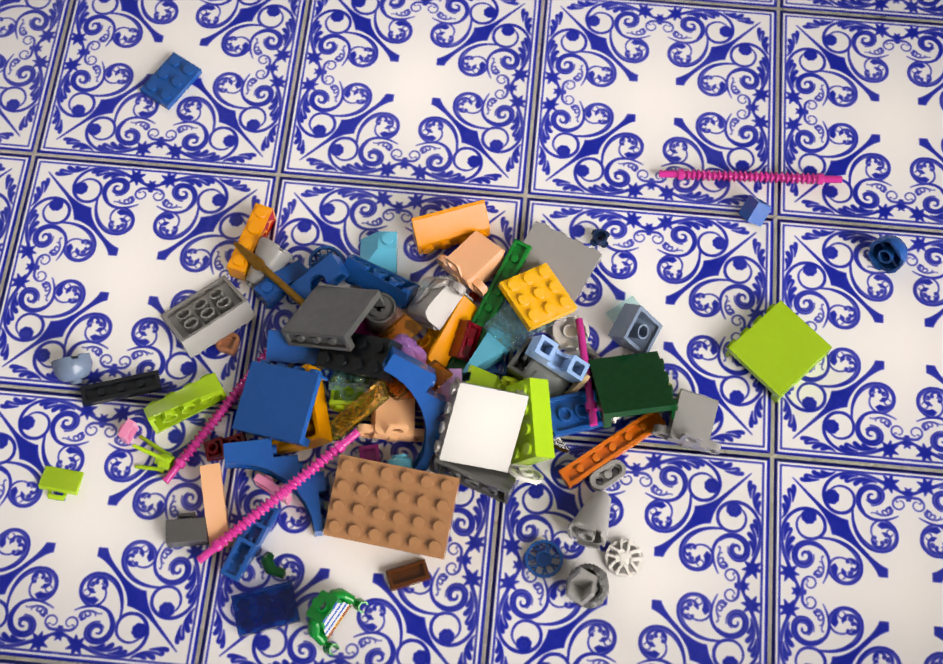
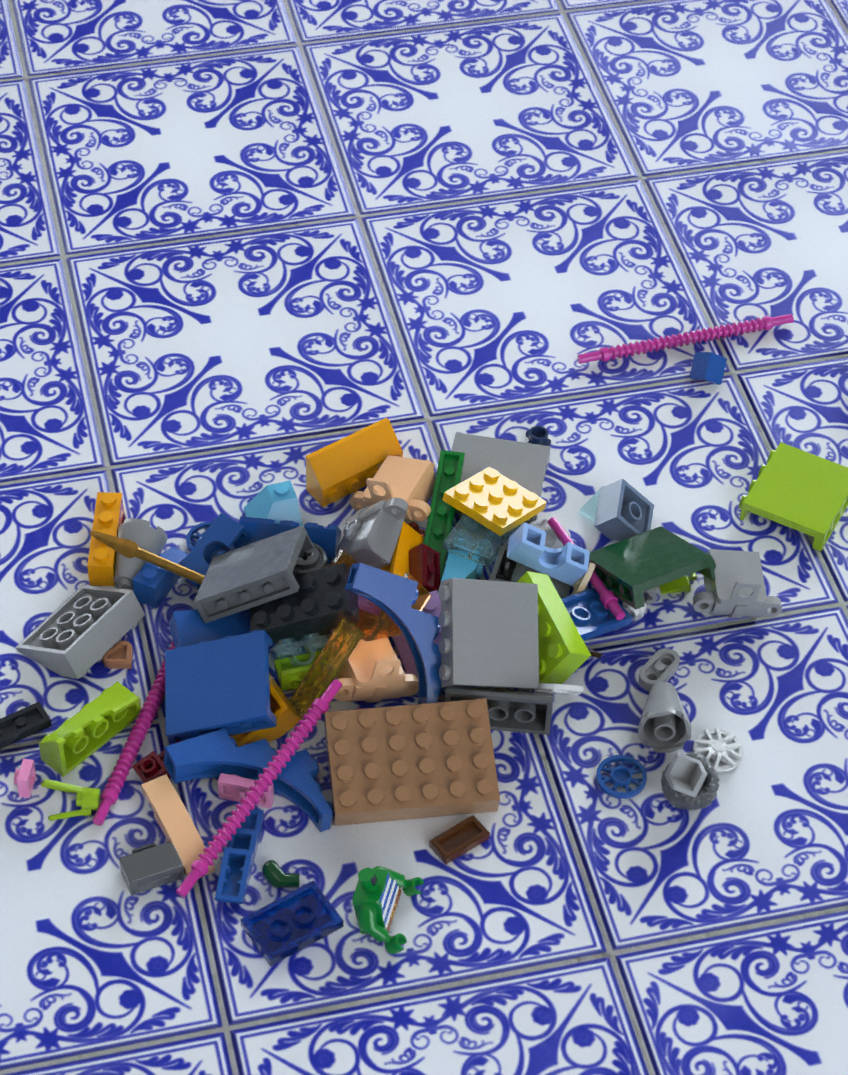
camera: 20 degrees left, 20 degrees down
(610, 449) = (648, 642): orange plate -> none

